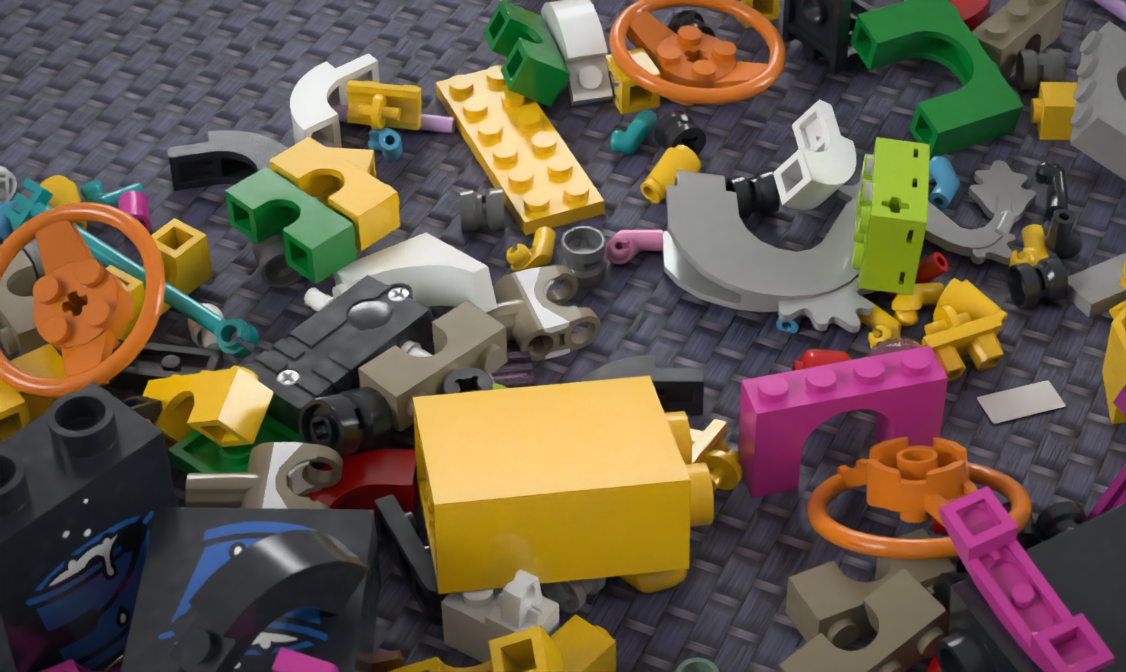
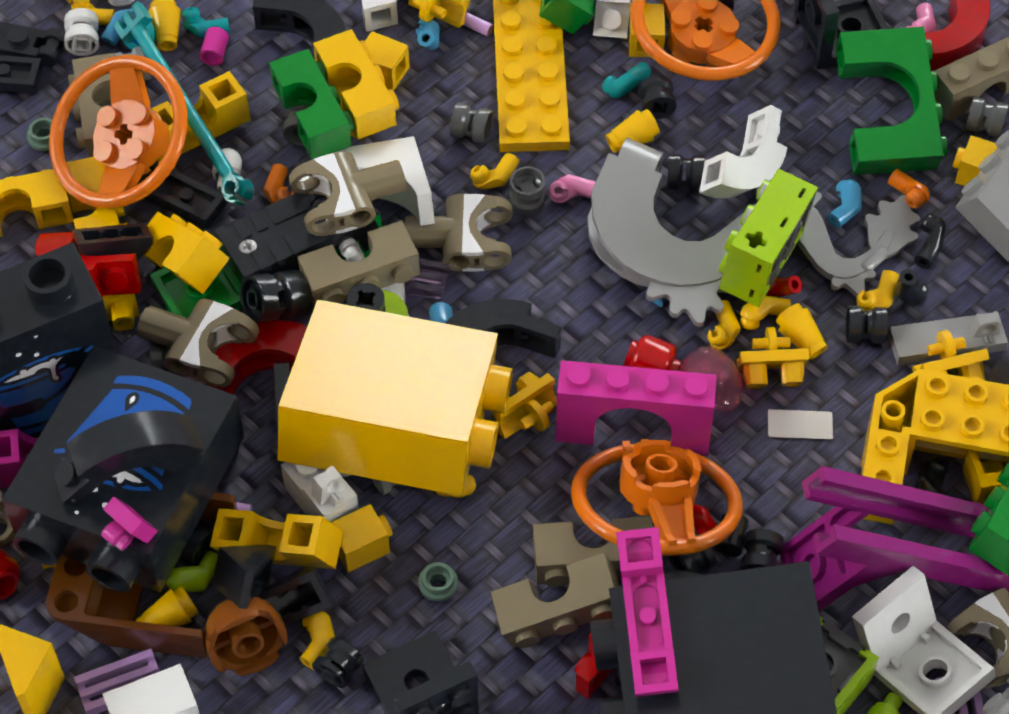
camera: 20 degrees right, 15 degrees up
(274, 324) = (274, 184): none -> orange arm
(385, 285) = (347, 191): none -> dark tan connector
(1010, 151) = (915, 192): none -> orange arm

